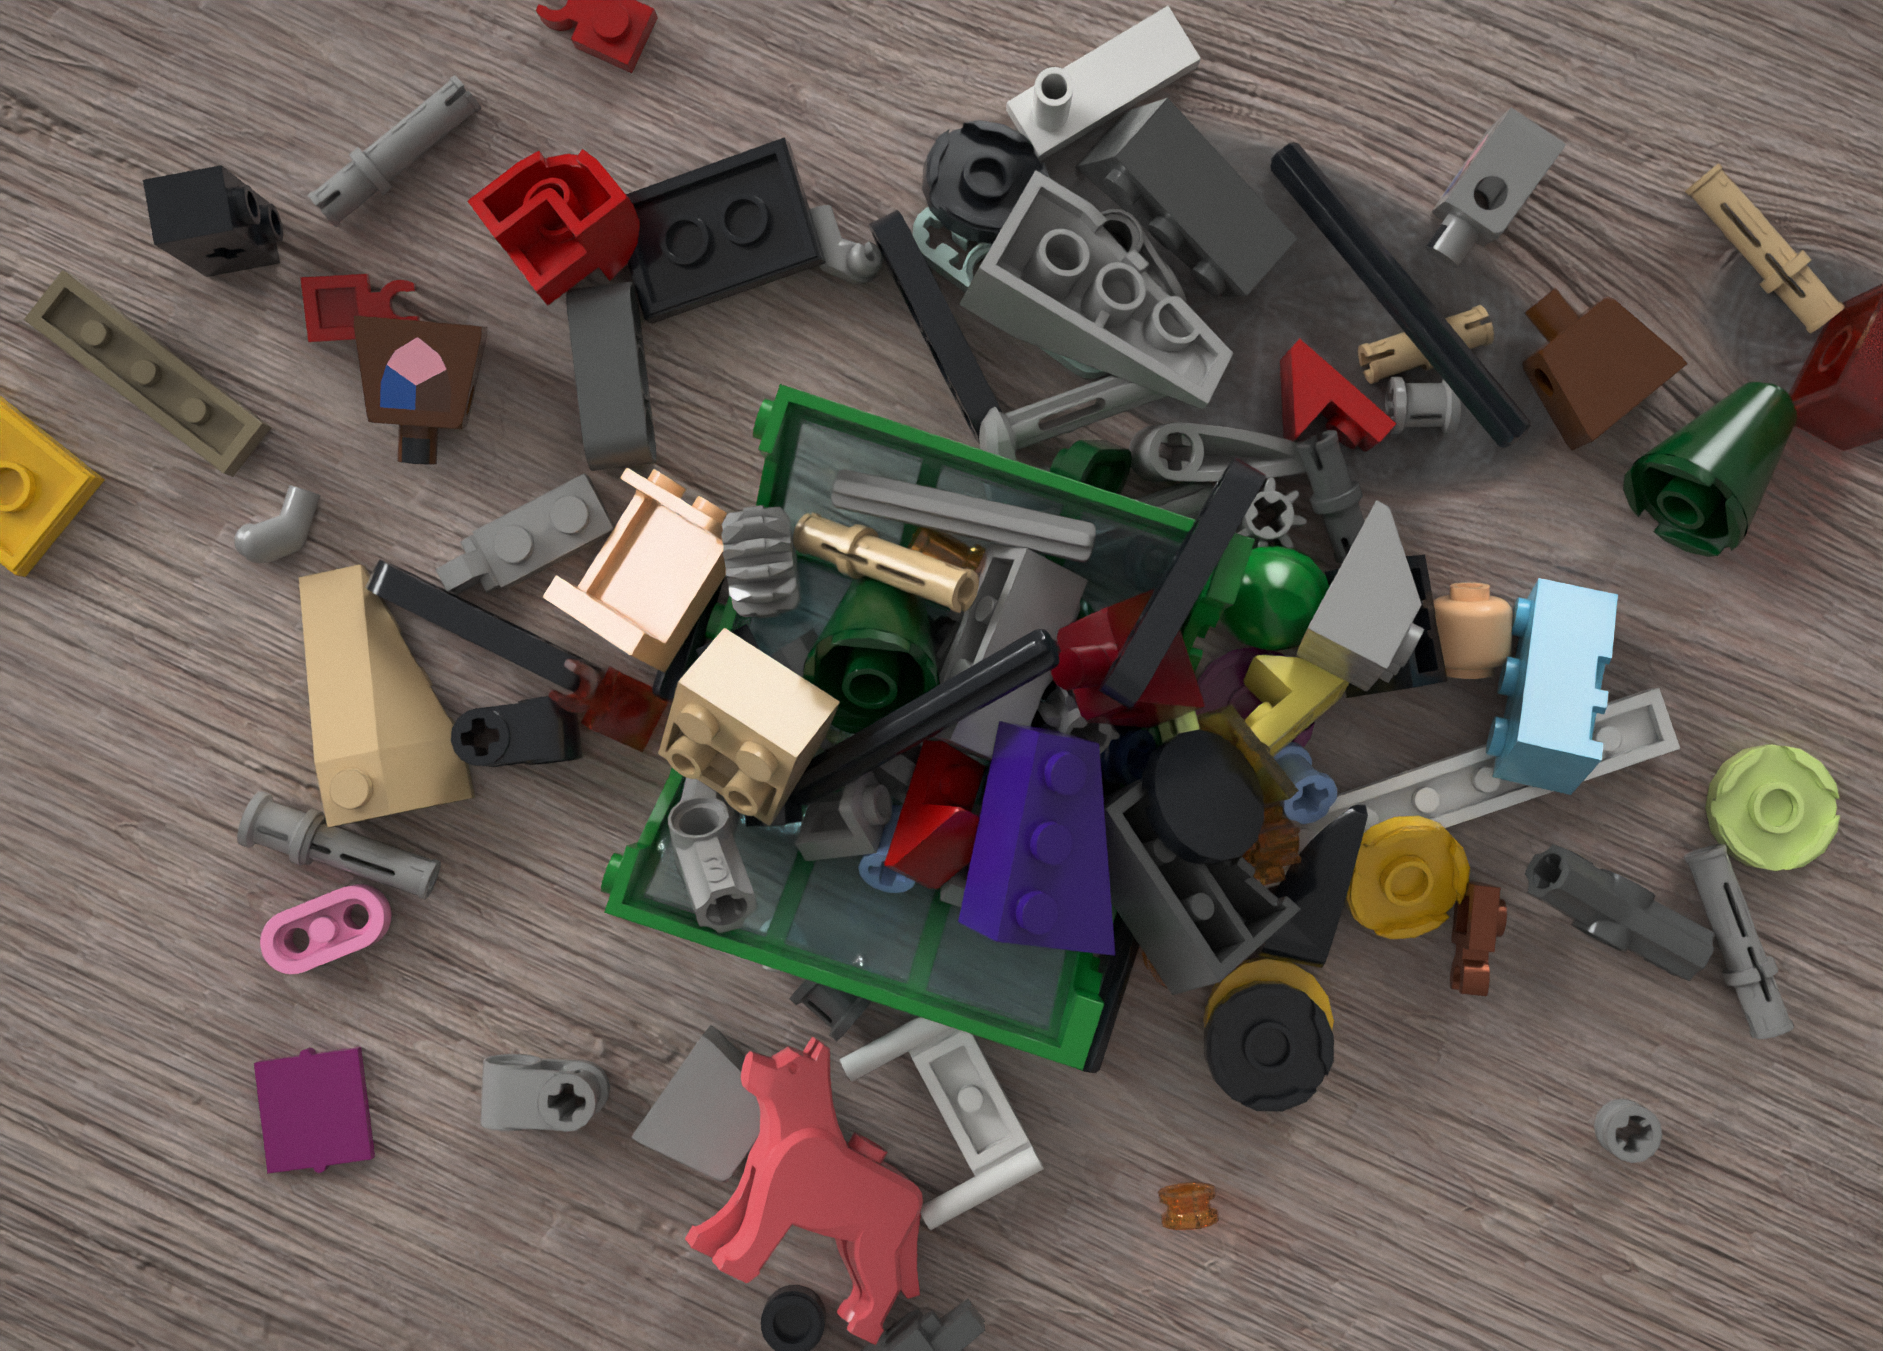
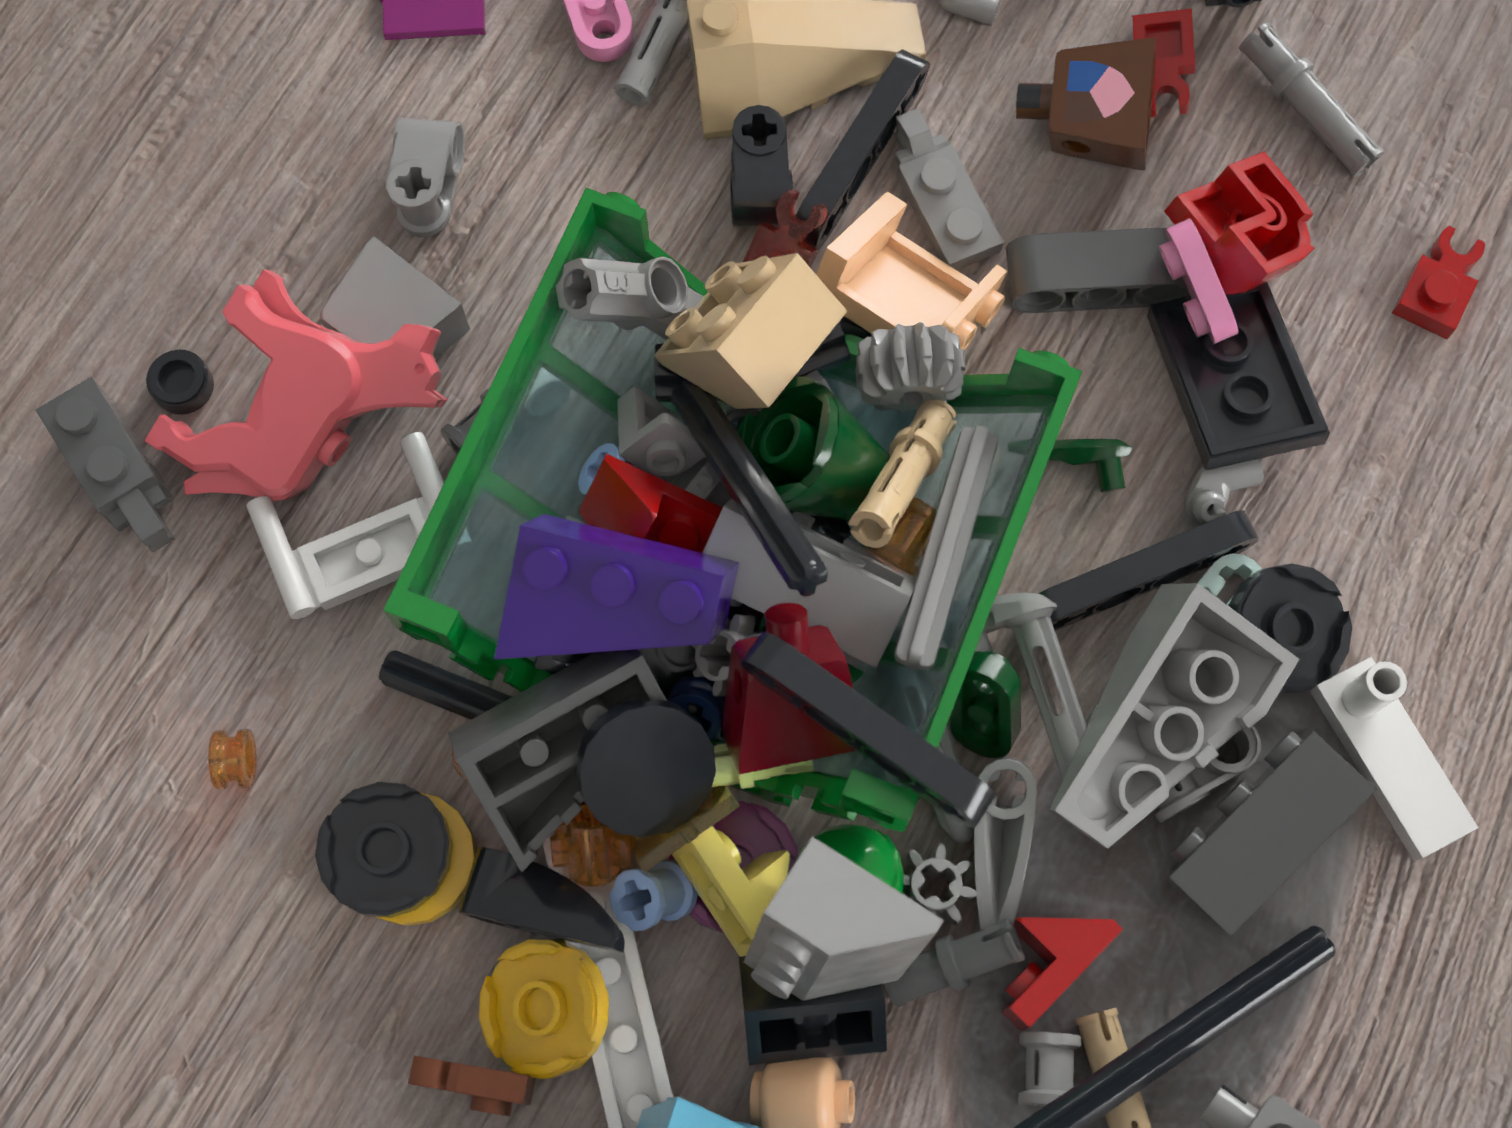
camera: 90 degrees right, 15 degrees down
(610, 279) = (1188, 258): none -> bright pink plate
(815, 361) = (1103, 452): none -> dark green bar

